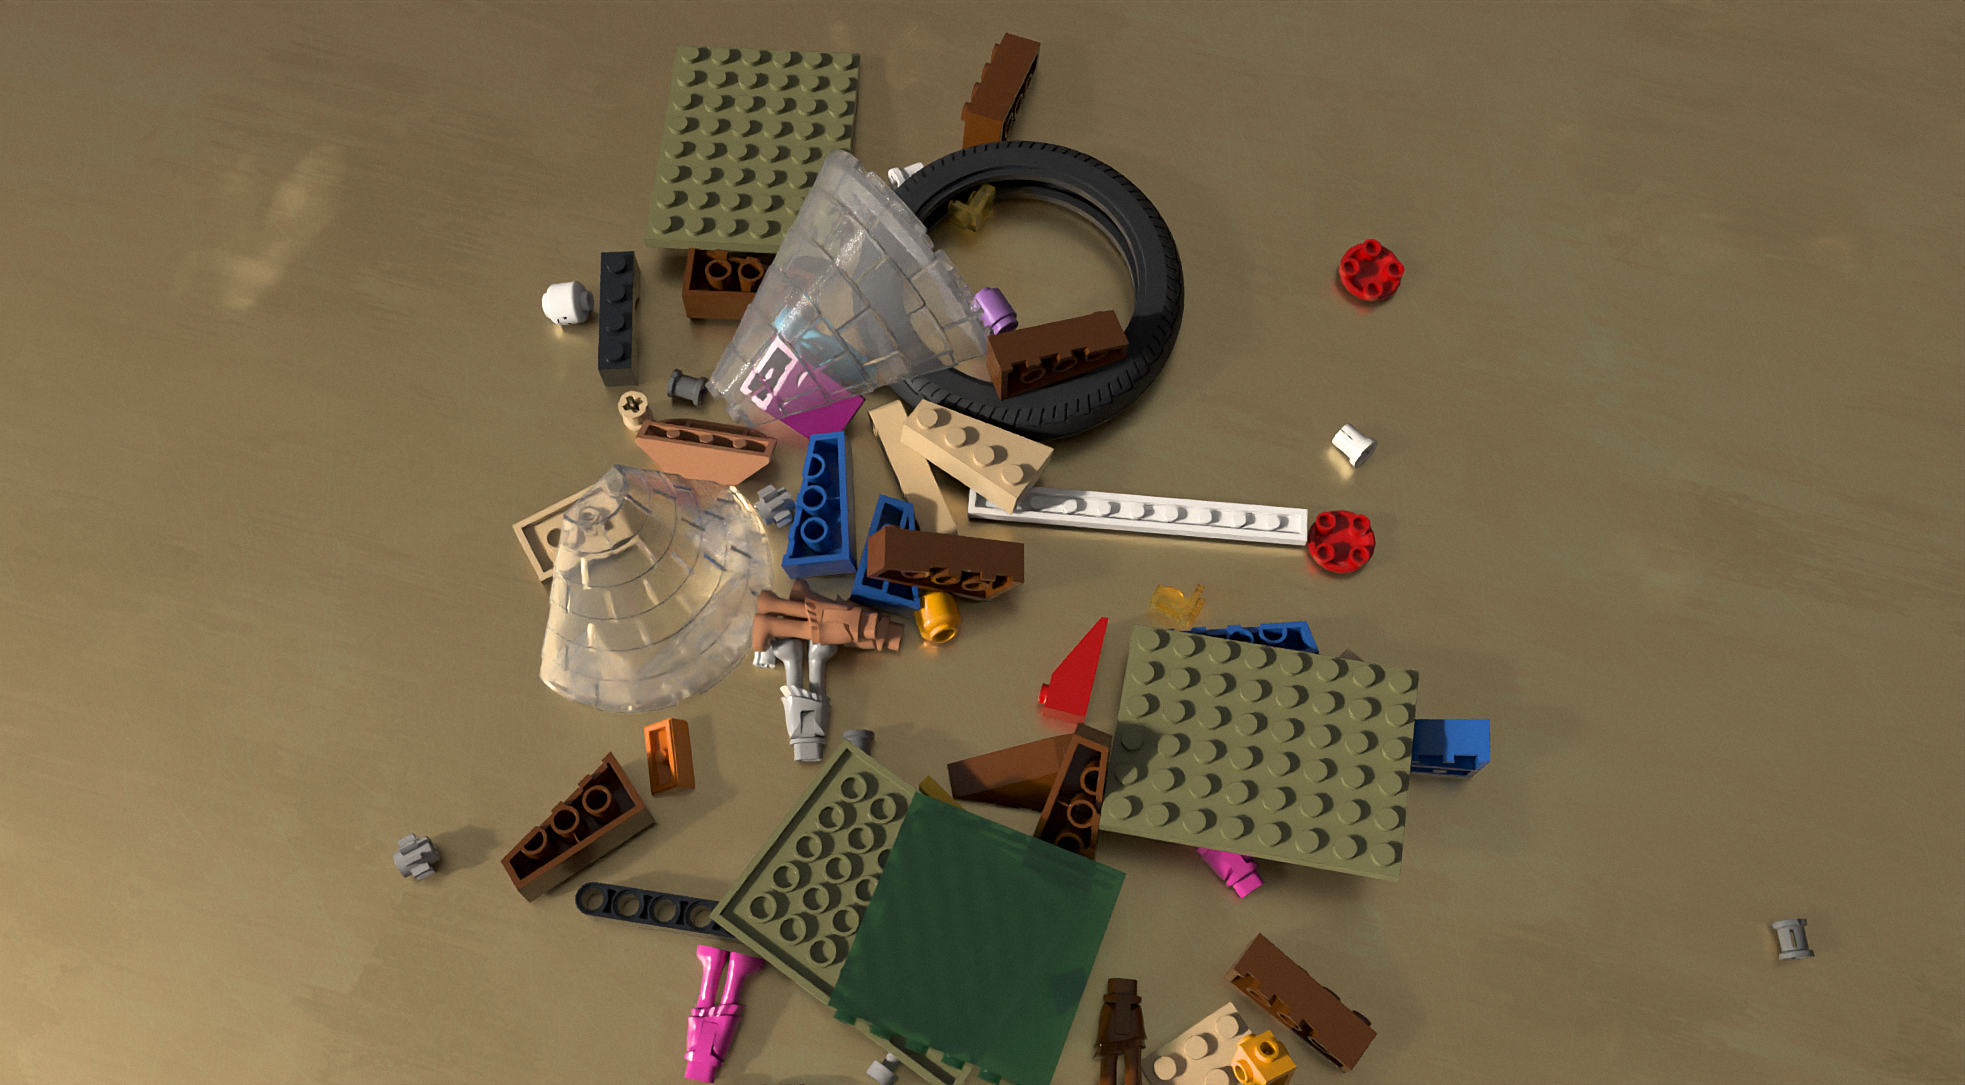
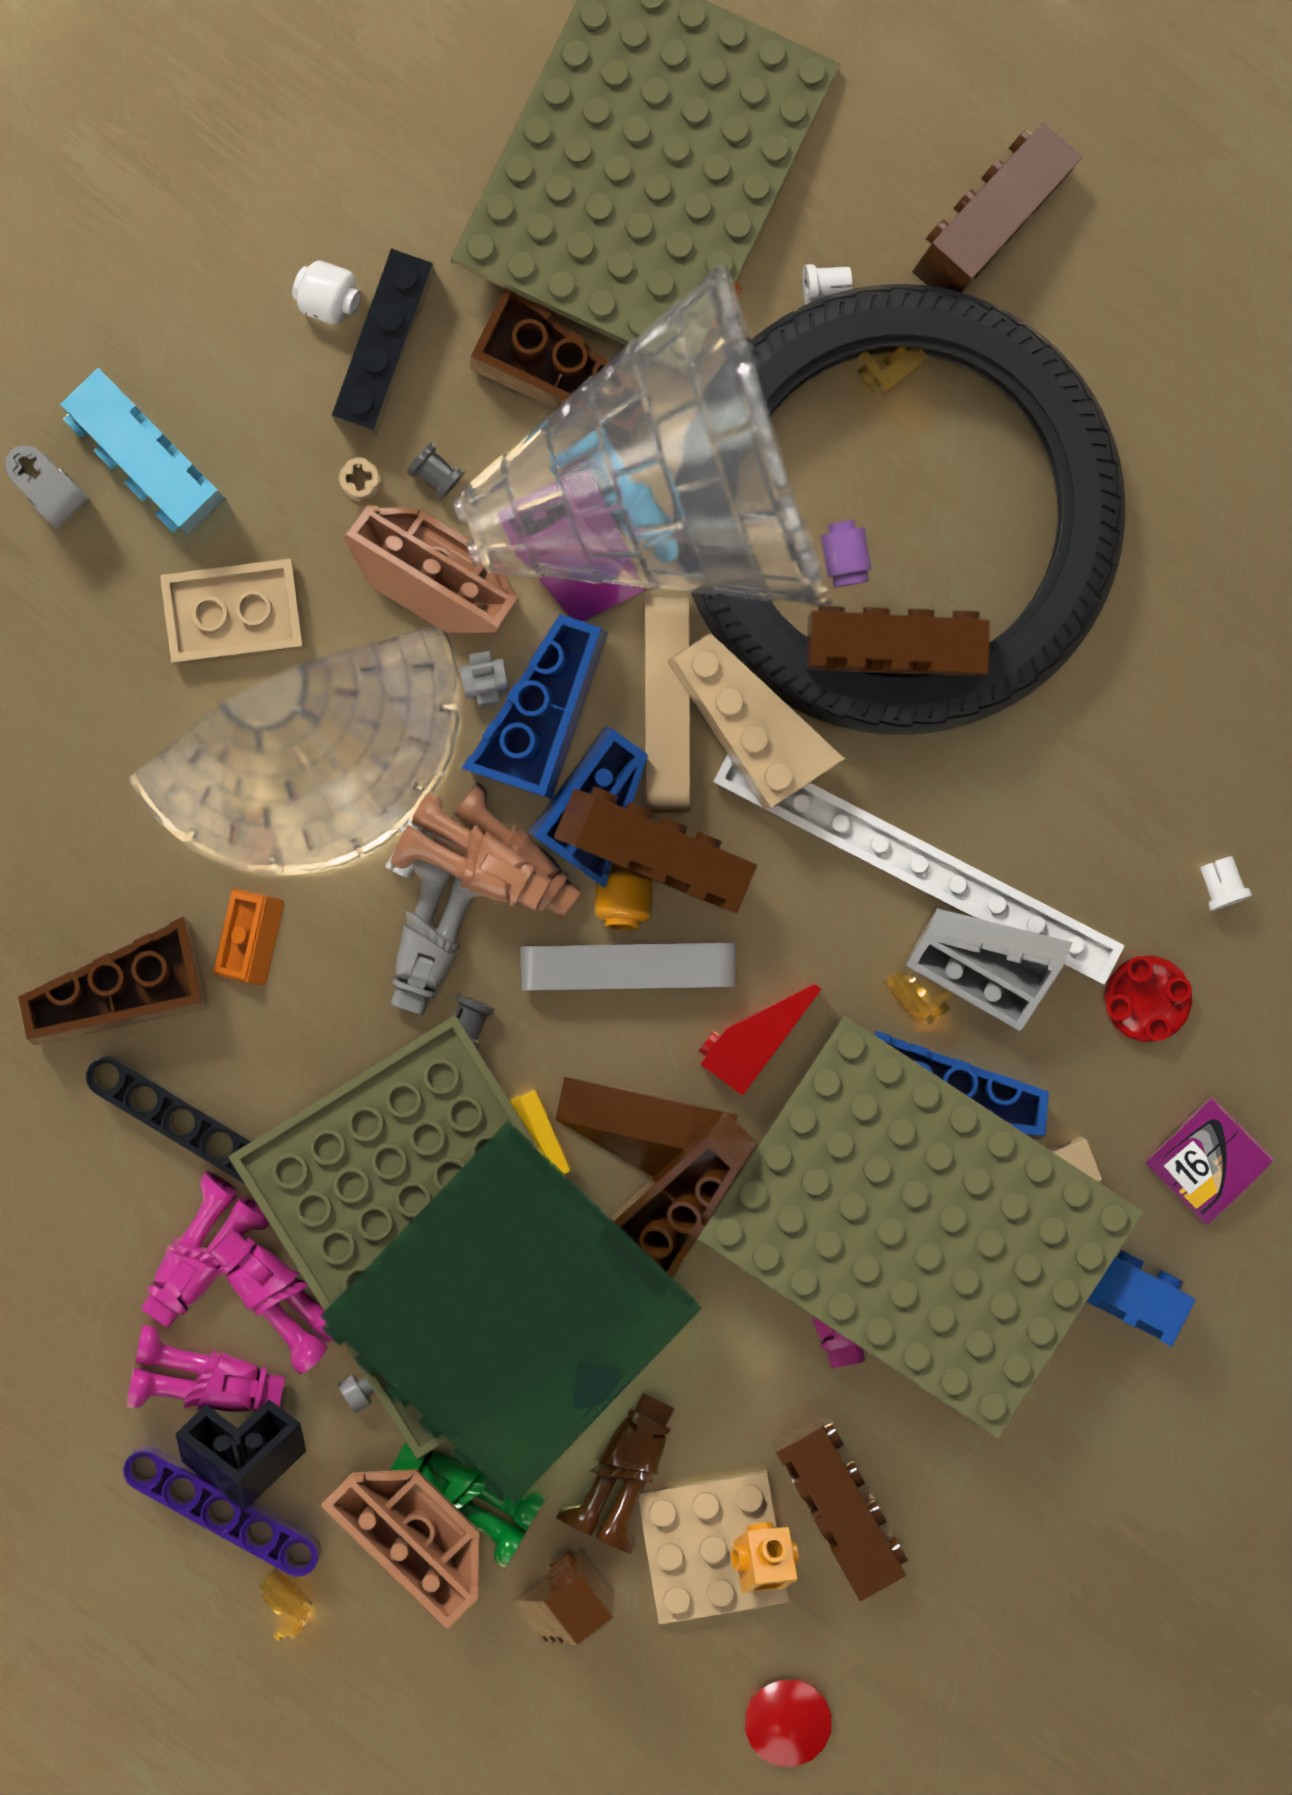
camera: 20 degrees right, 20 degrees up
(410, 491) = (51, 492): none -> light grey piece
(473, 449) = (142, 452): none -> medium azure wedge
(774, 1013) = (263, 1282): none -> dark pink piece
(960, 663) = (628, 966): none -> light grey beam
(1221, 554) = (989, 963): none -> light grey wedge
(1441, 634) = (1209, 1160): none -> slope

